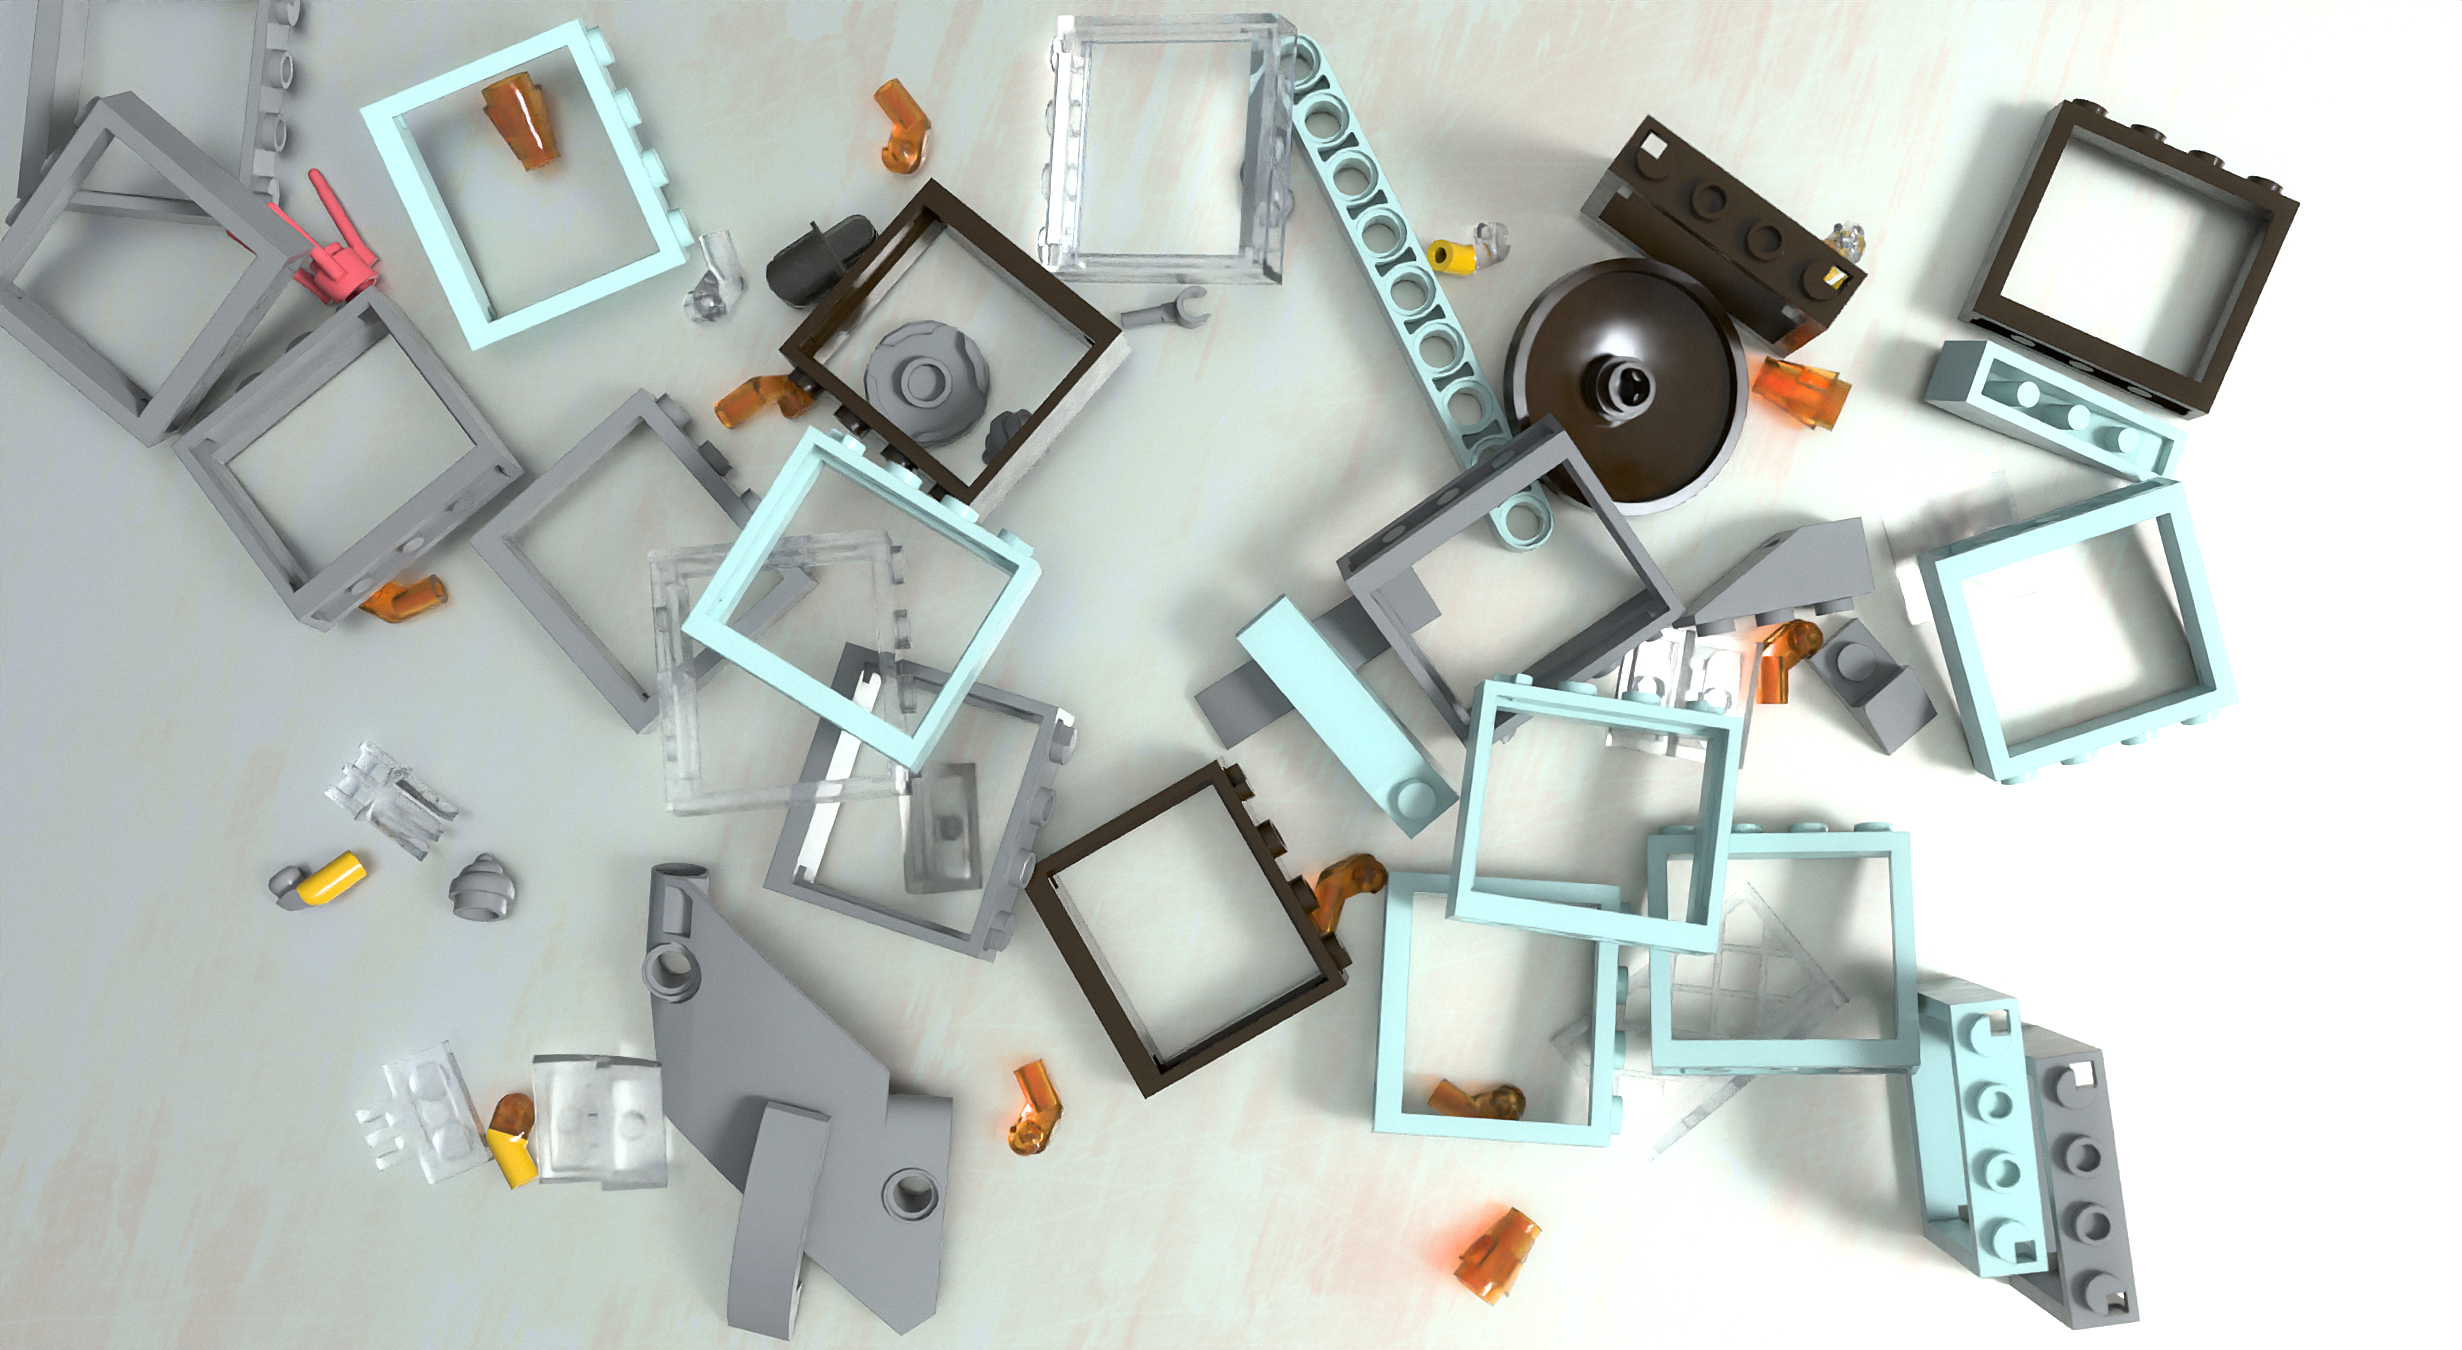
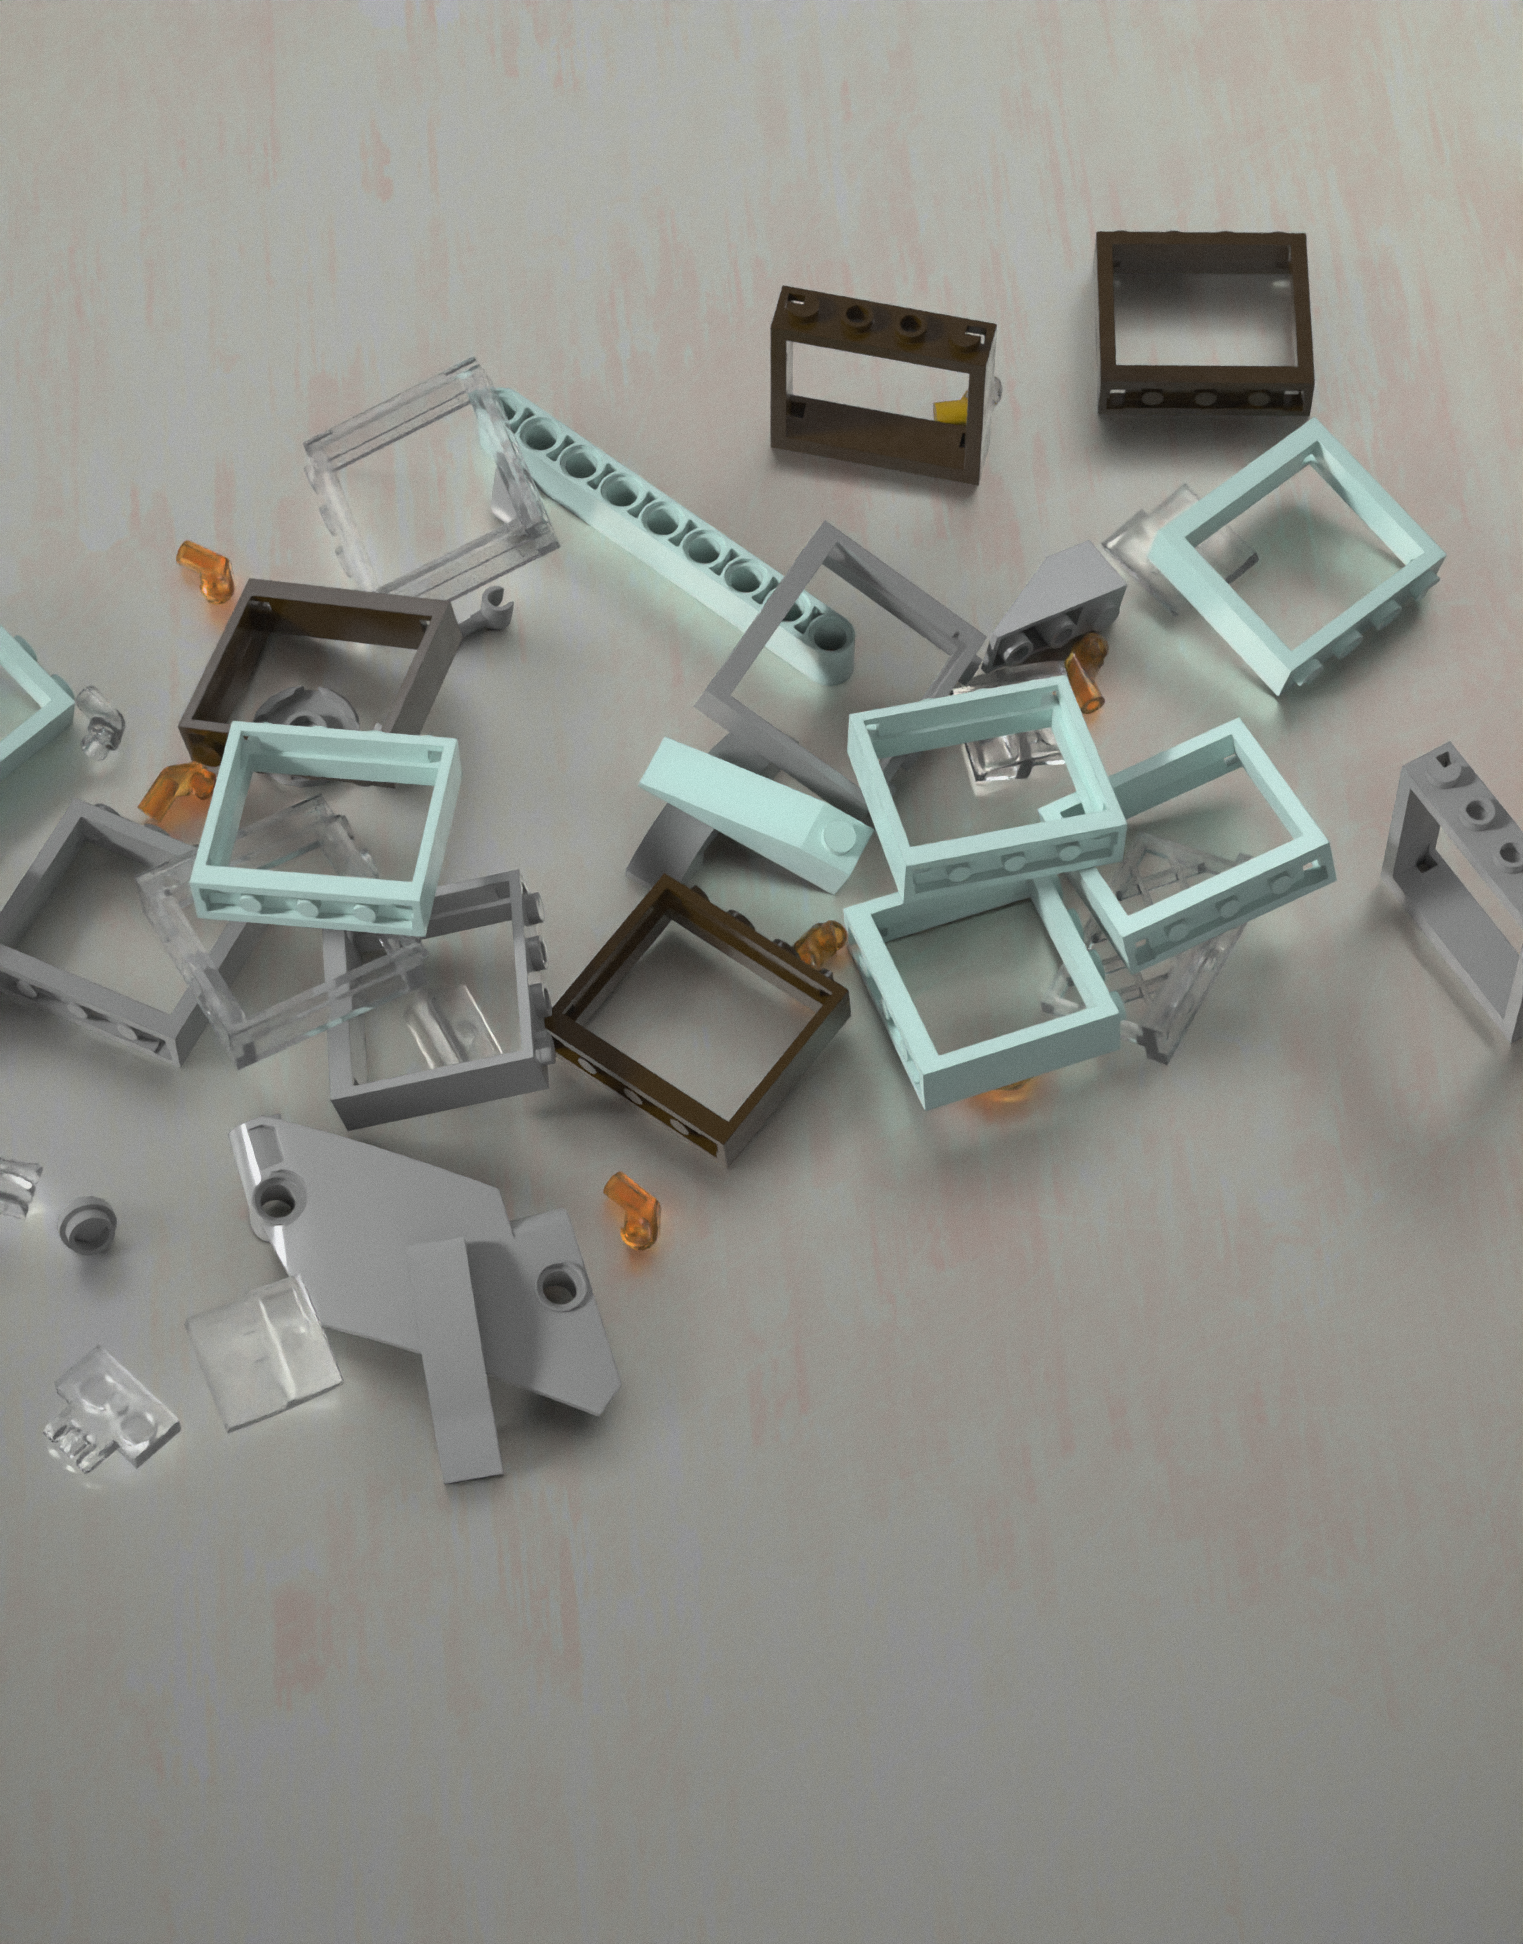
camera: 25 degrees left, 30 degrees down
(509, 1137) = (187, 1402): arm -> none
(818, 261) = (178, 674): clear smoke arm -> none
(1464, 260) = (704, 495): arm -> none
(1498, 1256) = (1077, 1171): clear orange cone -> none
(1638, 378) = (877, 499): dark brown dish -> none
(1803, 391) = (1004, 491): clear orange cone -> none
(1873, 686) = (1170, 667): light grey slope -> none
(1975, 1131) = (1426, 978): light aqua window -> none
(2052, 411) = (1184, 432): light aqua slope -> none

